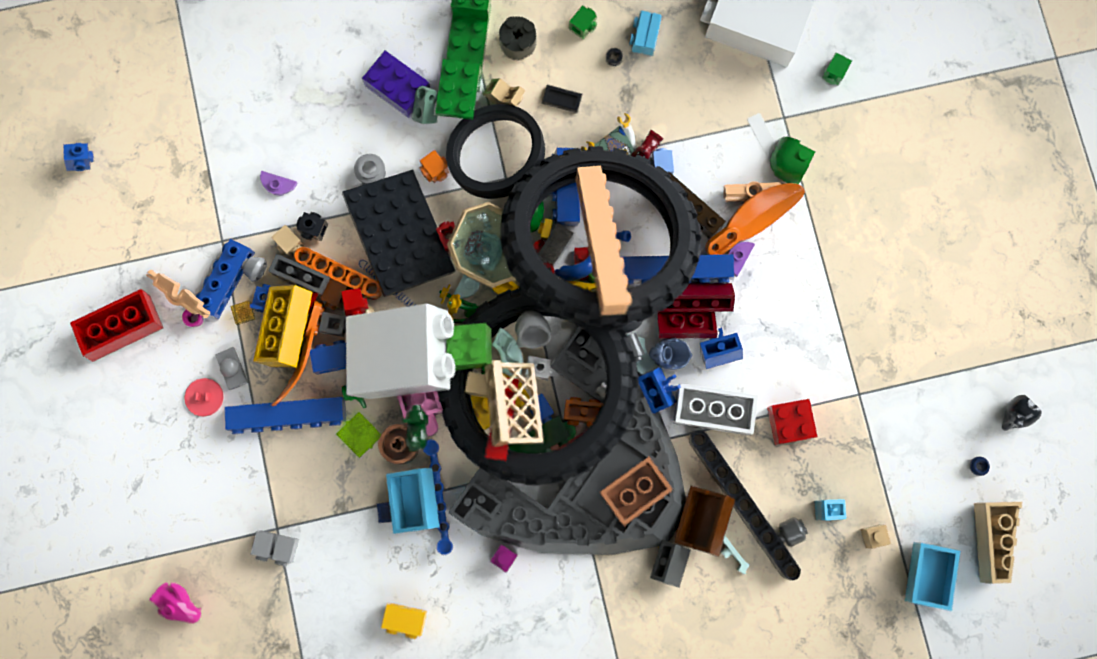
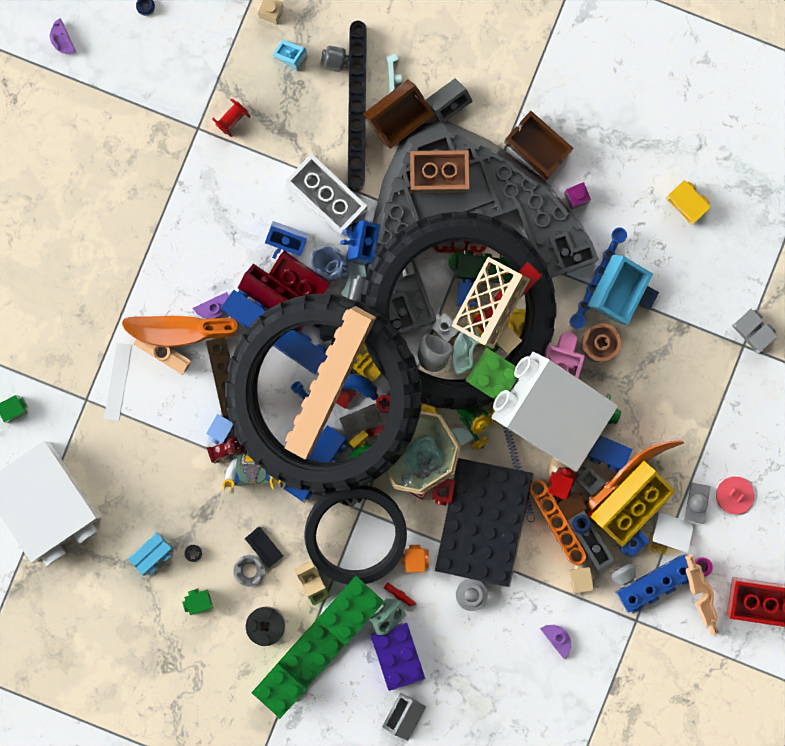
camera: 145 degrees left, 5 degrees up
(235, 329) = (673, 532): none -> white sticker
(285, 414) = (671, 428): blue brick -> none
(307, 279) = (581, 518): none -> dark blue plate
(311, 226) = (546, 574): black brick -> none
(359, 434) = (628, 376): clear neon green piece -> none
(360, 43) = (404, 716): none -> dark grey brick
(416, 428) = (580, 338): dark green animal -> none
(429, 133) = (400, 595): none -> red piece
(564, 63) = (238, 570): none -> light grey piece
(567, 578) = (538, 145): none -> reddish brown piece
(581, 411) = (436, 268): orange brick -> none
(790, 160) = (110, 357): green brick -> none
(792, 421) = (270, 143): red brick -> none
(840, 420) = (231, 117): none -> red hose
(1020, 413) = (83, 22): black piece -> none
(1026, 387) = (60, 38): none -> medium lavender plate

